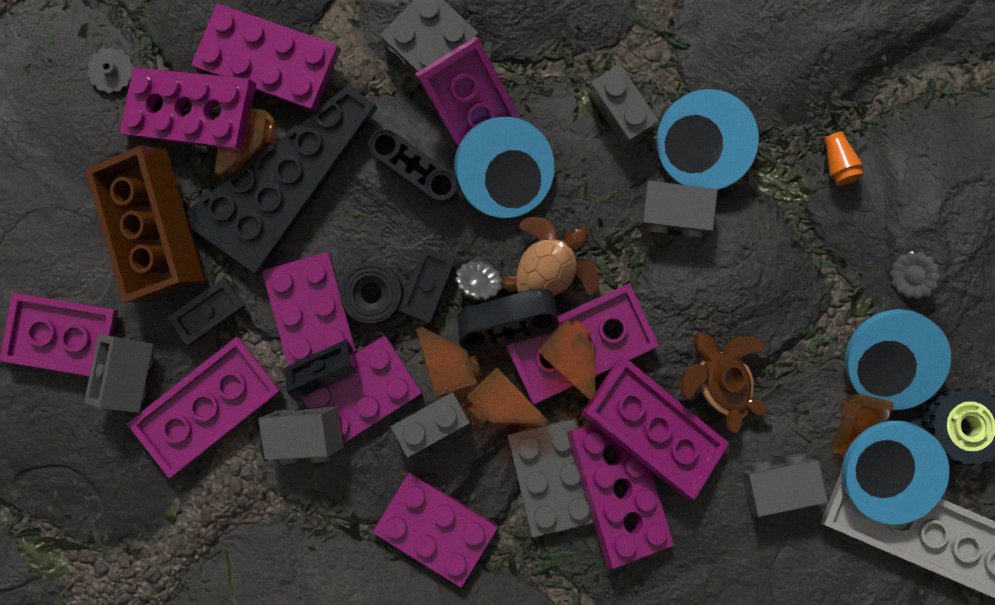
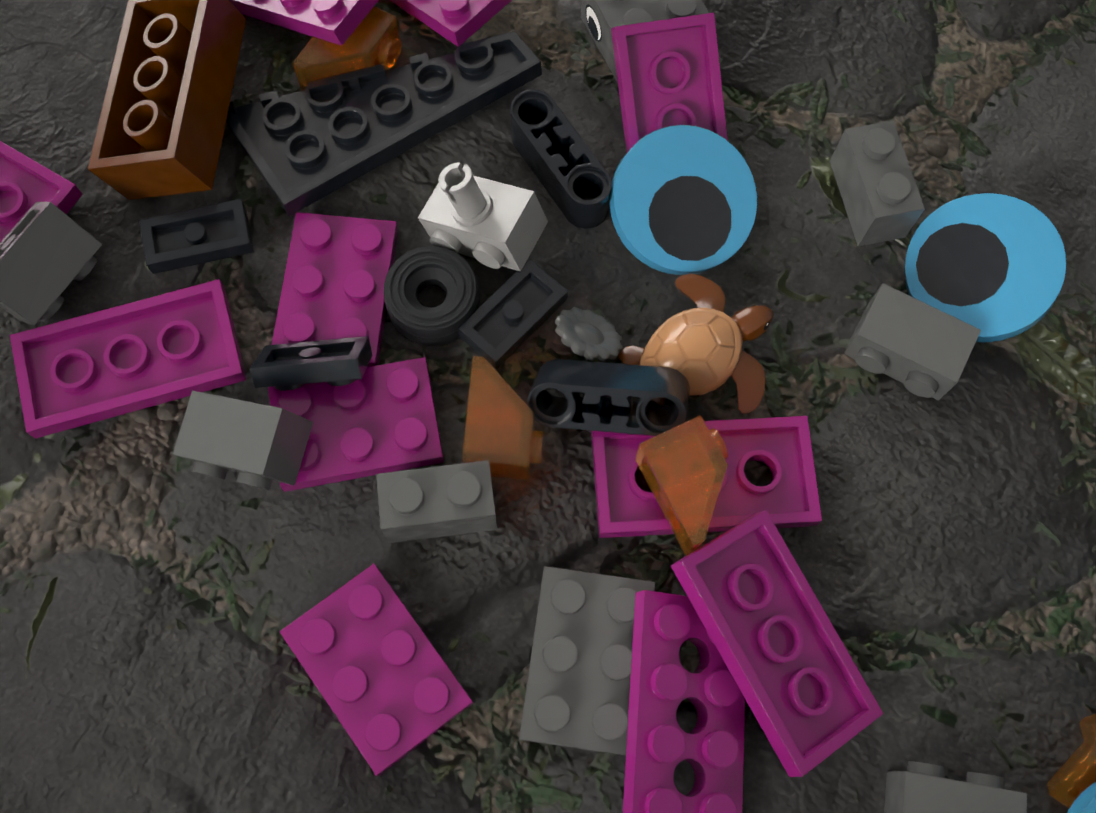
camera: 15 degrees right, 15 degrees down
(383, 234) = (483, 218): none -> light grey brick
(503, 403) = (558, 515): clear orange slope -> none
(725, 378) = (908, 608): reddish brown animal -> none

